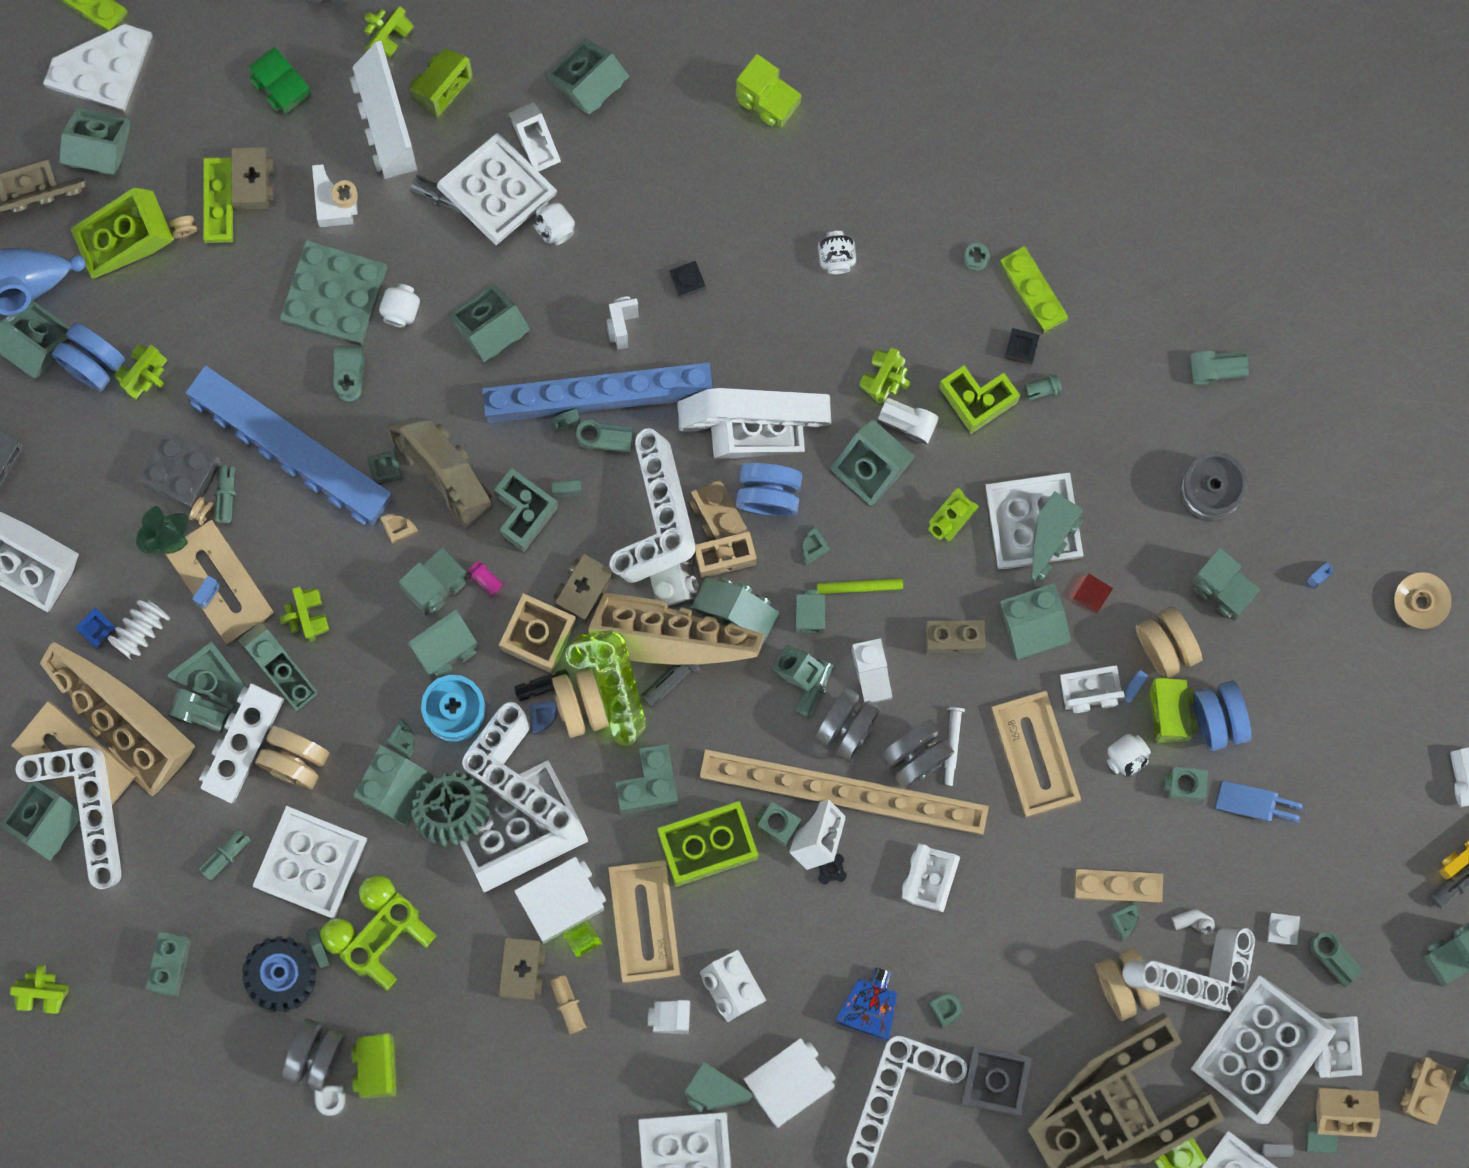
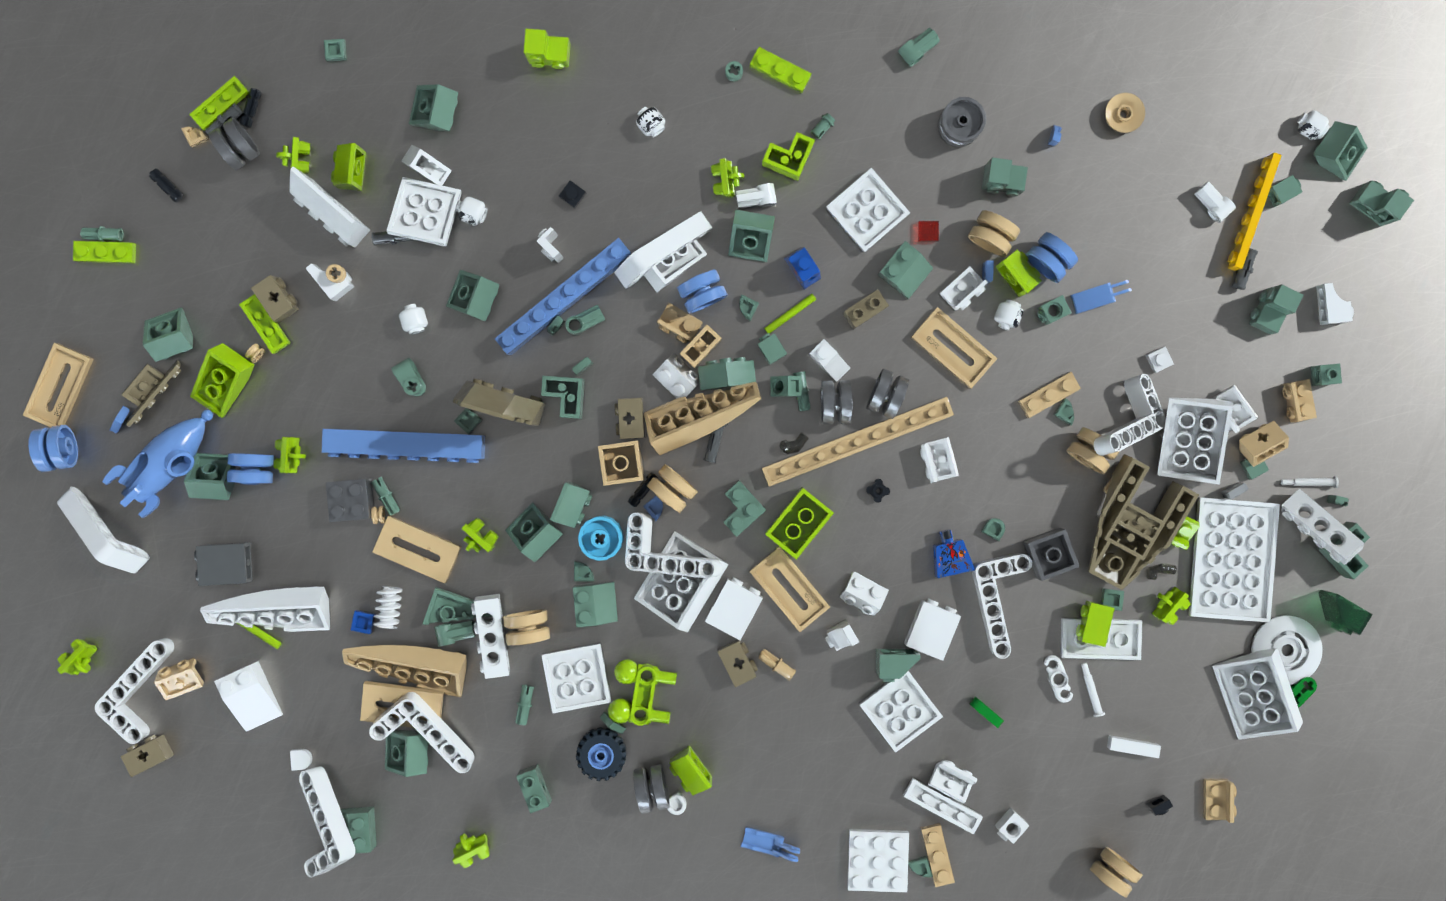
camera: 25 degrees left, 10 degrees up
(101, 68) = (143, 287): white plate -> none
(164, 529) = (364, 538): clear green plate -> none
(206, 592) = (412, 562): medium blue tile -> none
(278, 666) = (482, 577): sand green slope -> none
(279, 81) = (251, 227): green brick -> none
(333, 292) = (370, 335): sand green plate -> none
(375, 651) = (533, 532): none -> sand green slope
(397, 527) = (498, 450): tan tile -> none
(433, 581) = (540, 471): sand green brick -> none
(435, 805) = (647, 604): sand green gear -> none
(485, 578) = (569, 448): dark pink pin -> none
(582, 939) = (761, 622): clear neon green plate -> none
(626, 720) = (673, 452): clear neon green beam -> none
(662, 510) = (647, 344): white beam -> none
(761, 749) = (793, 446): none -> clear smoke arm
(782, 835) = (839, 488): sand green brick -> none
(819, 837) = (861, 478): white arch -> none
(911, 540) = (803, 267): none -> blue torso
(952, 516) = (819, 238): lime hips -> none
(952, 739) = (901, 371): white piece -> none
(1022, 345) = (795, 108): black plate -> none
(1052, 526) = (882, 206): sand green slope -> none
(1195, 919) = (1106, 385): white arm -> none
(1337, 960) = (1201, 358): sand green piece -> none

